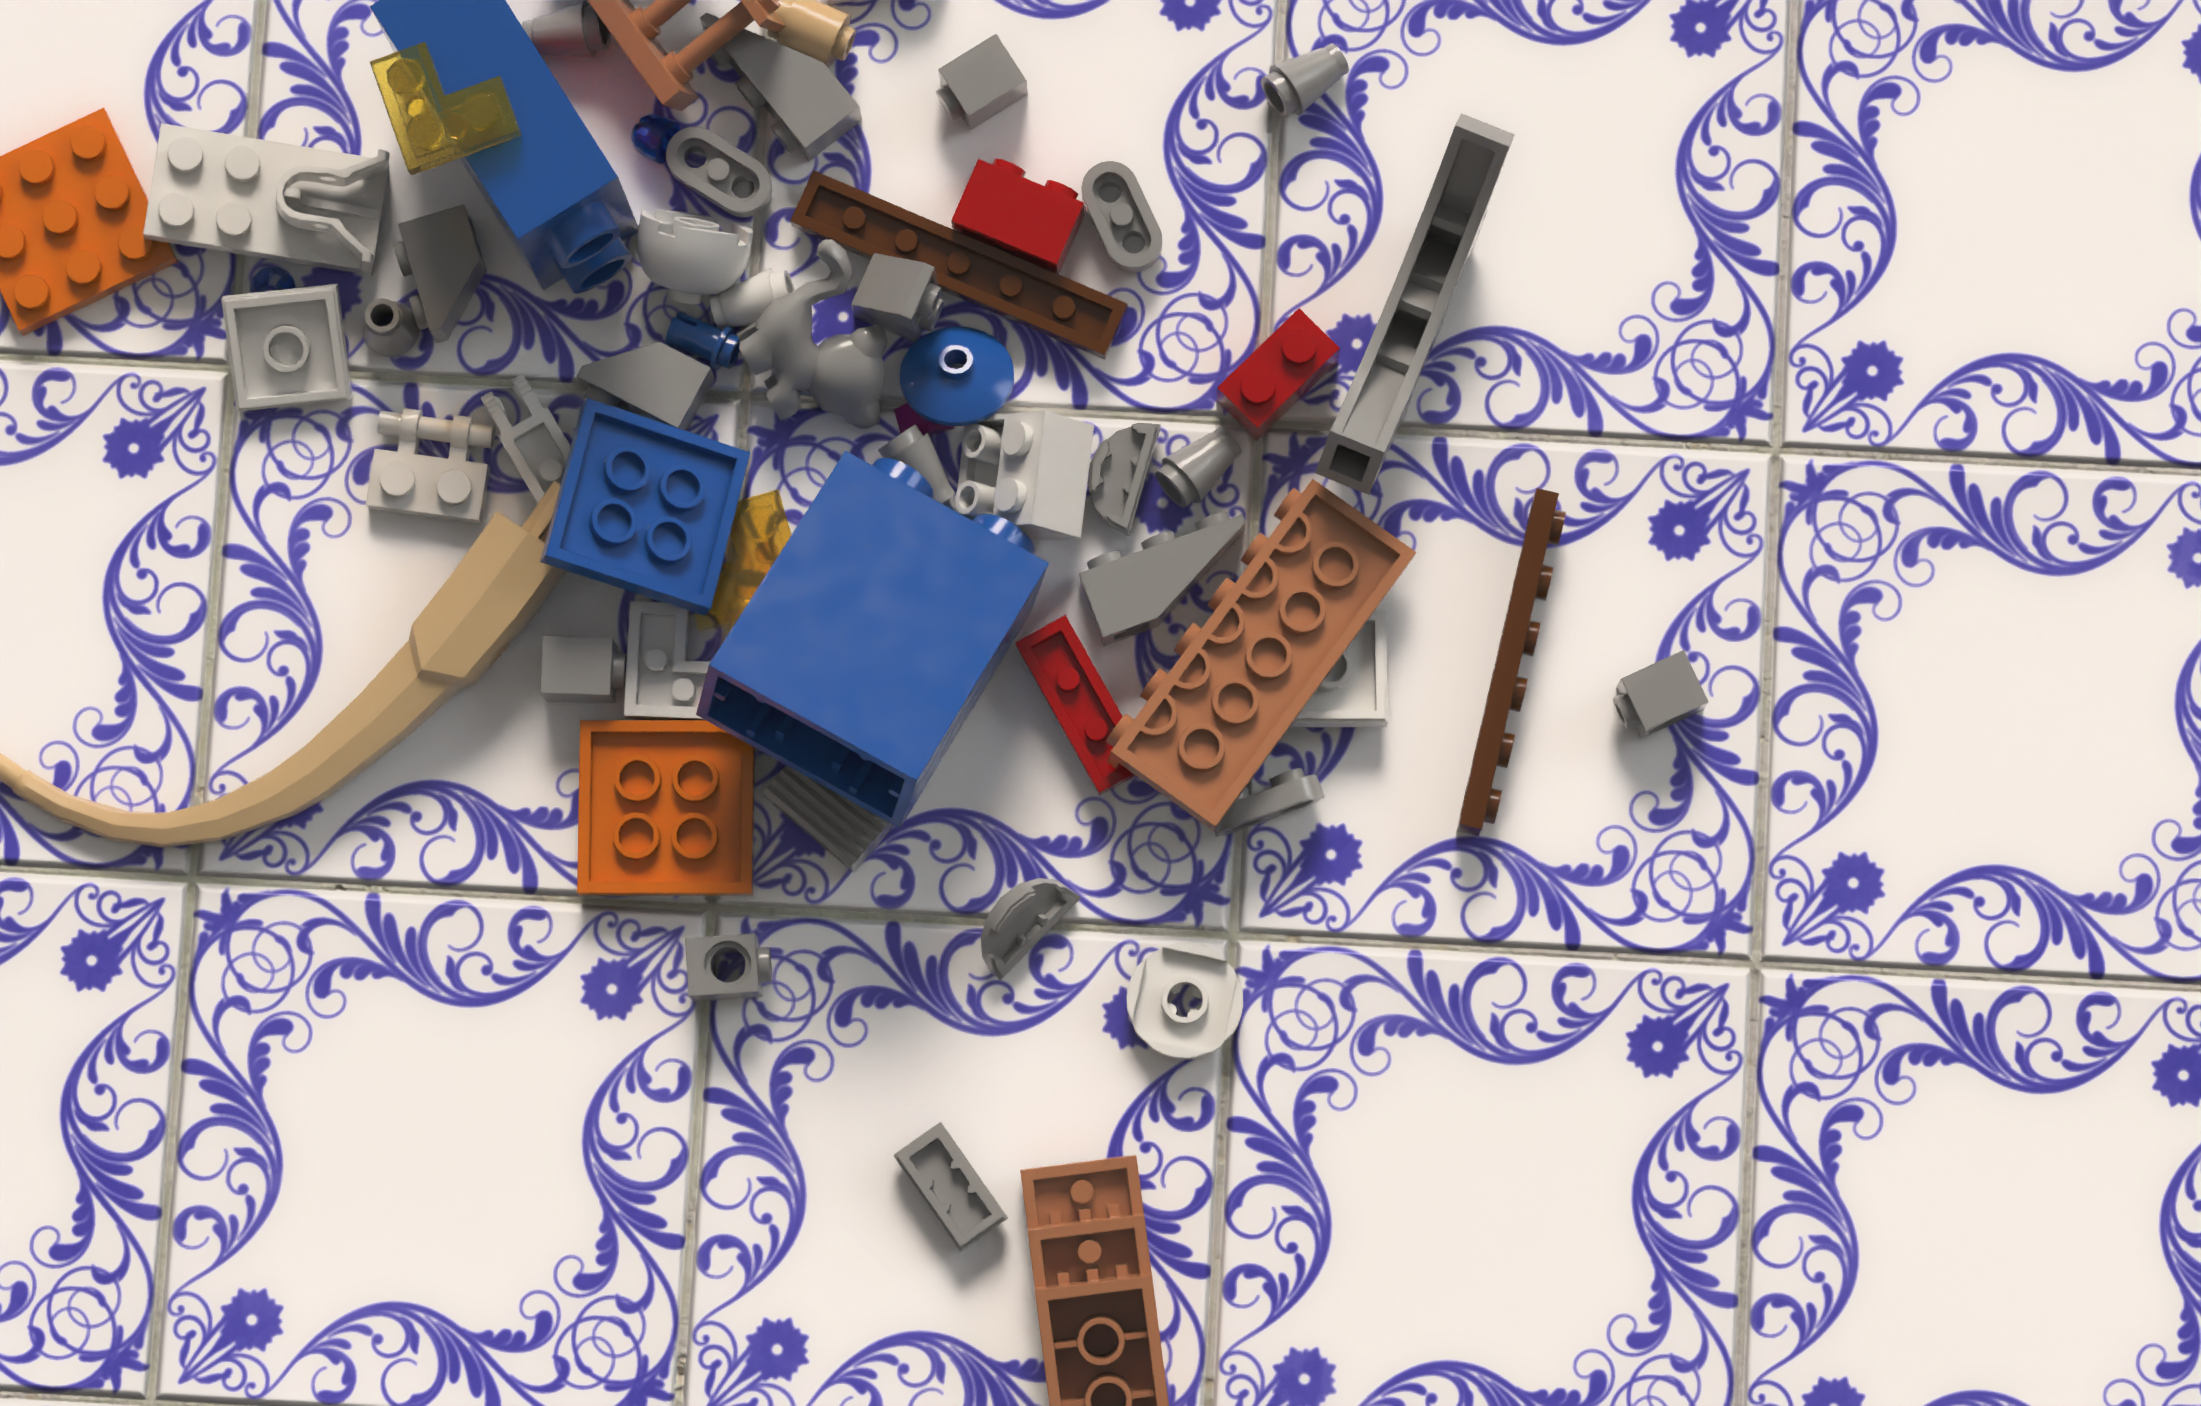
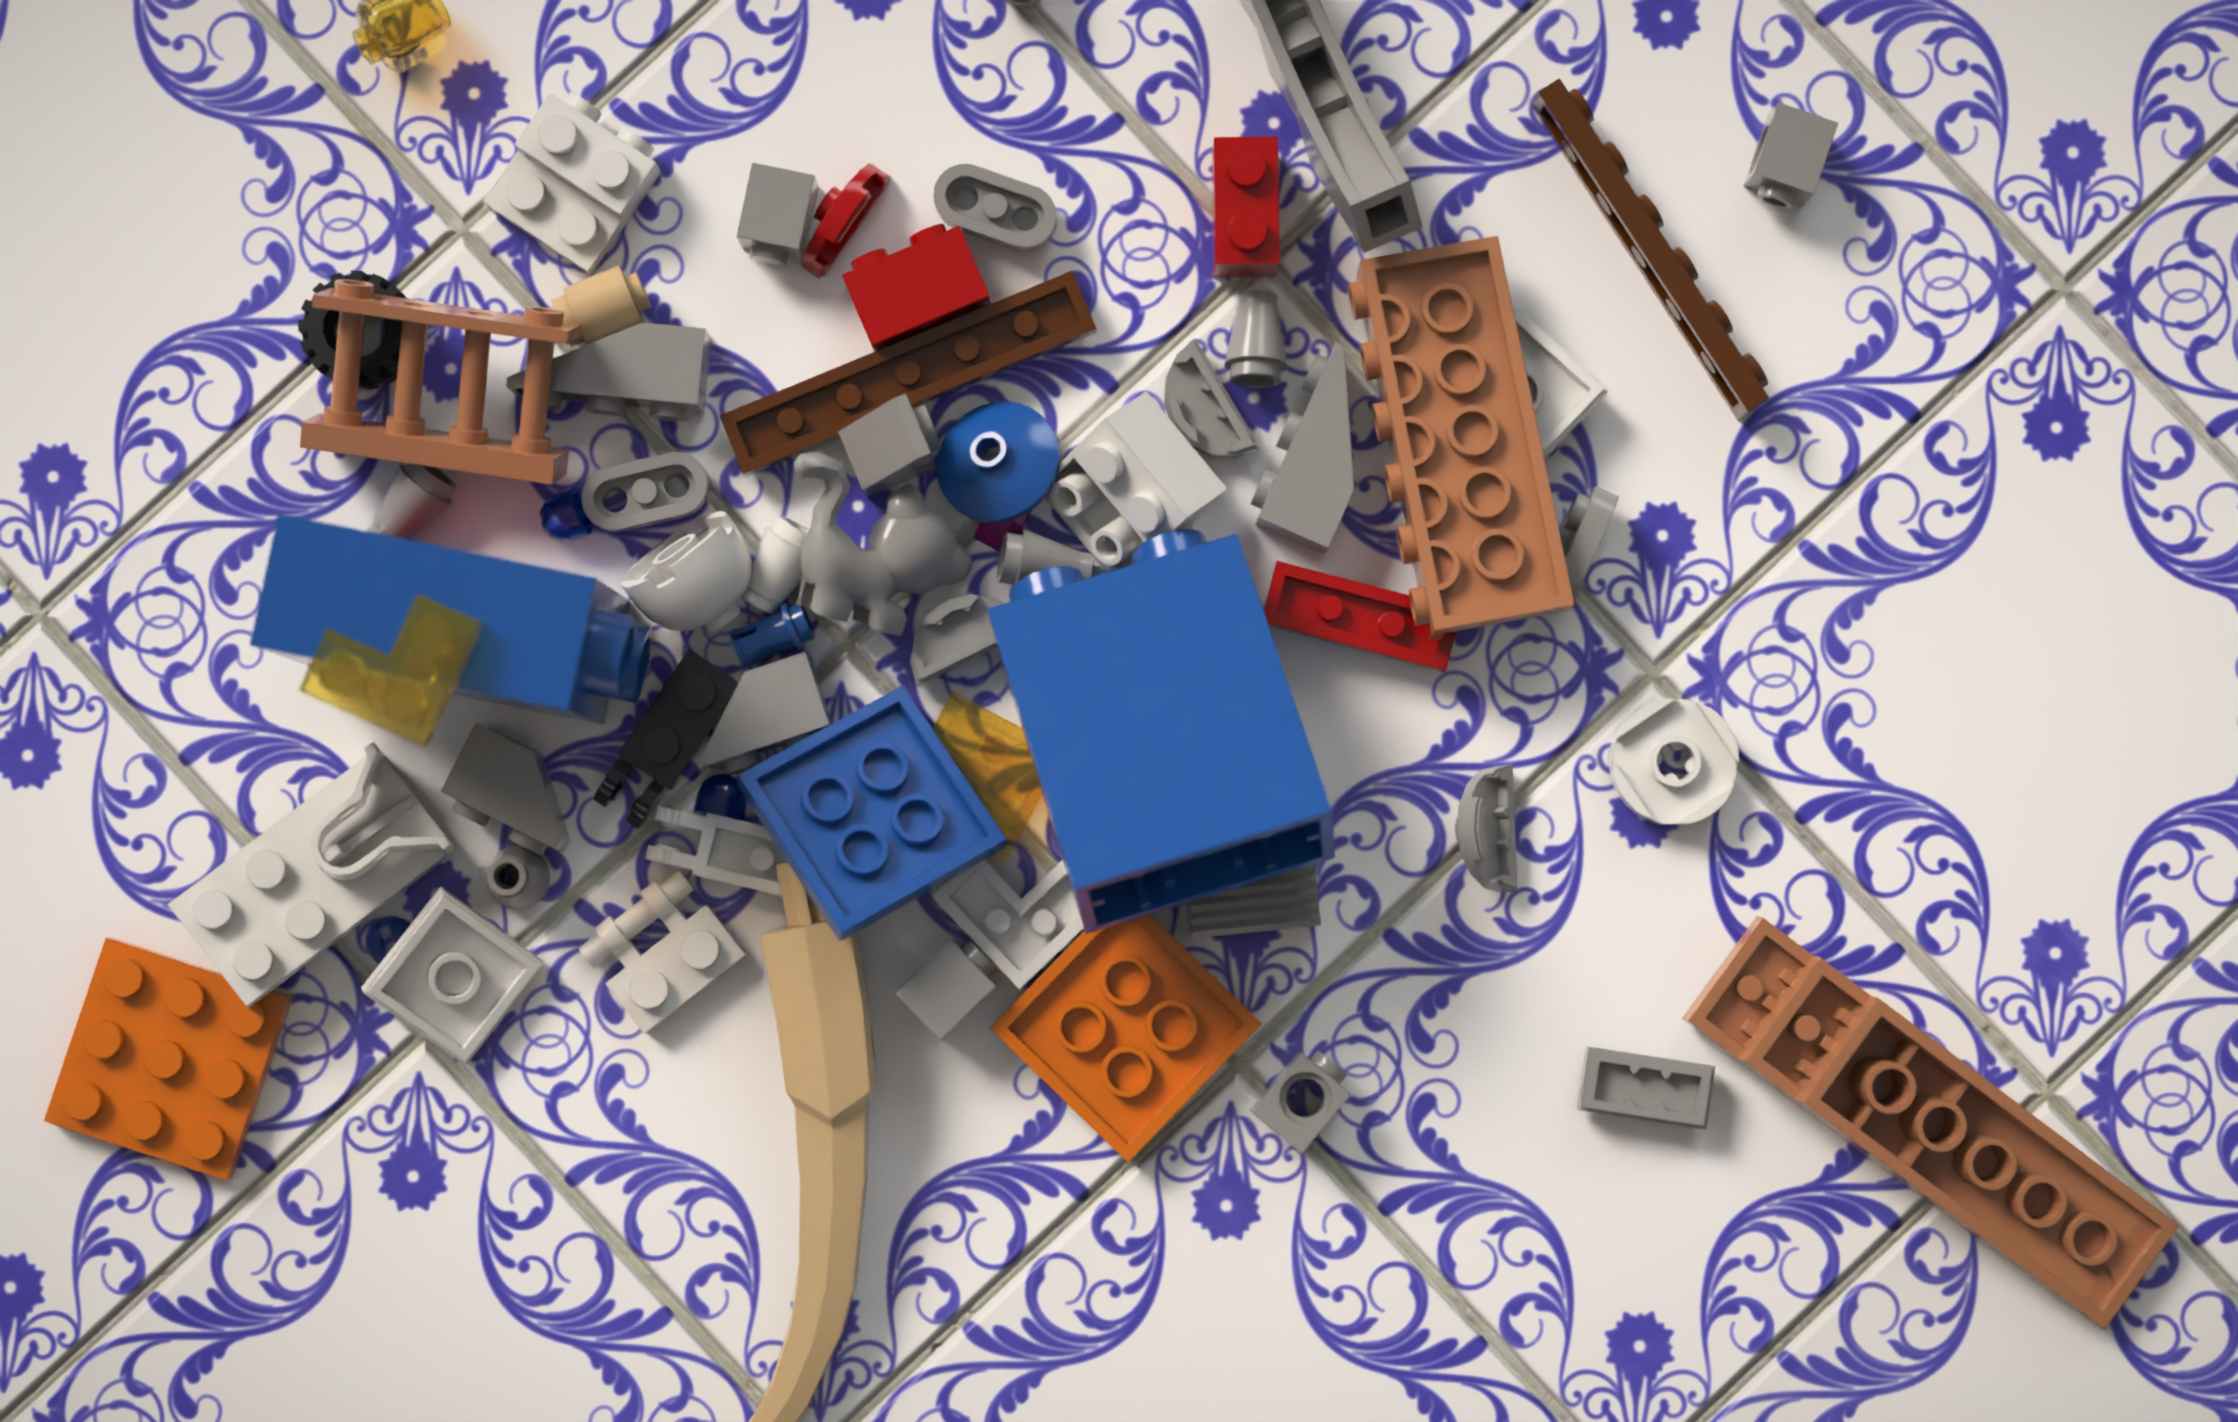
camera: 55 degrees left, 5 degrees up
(565, 407) = (721, 797): none -> clear blue hinge
(574, 336) = (670, 733): none -> black hinge
(809, 453) = (952, 636): none -> light grey plate
(1021, 124) = (840, 216): none -> red plate

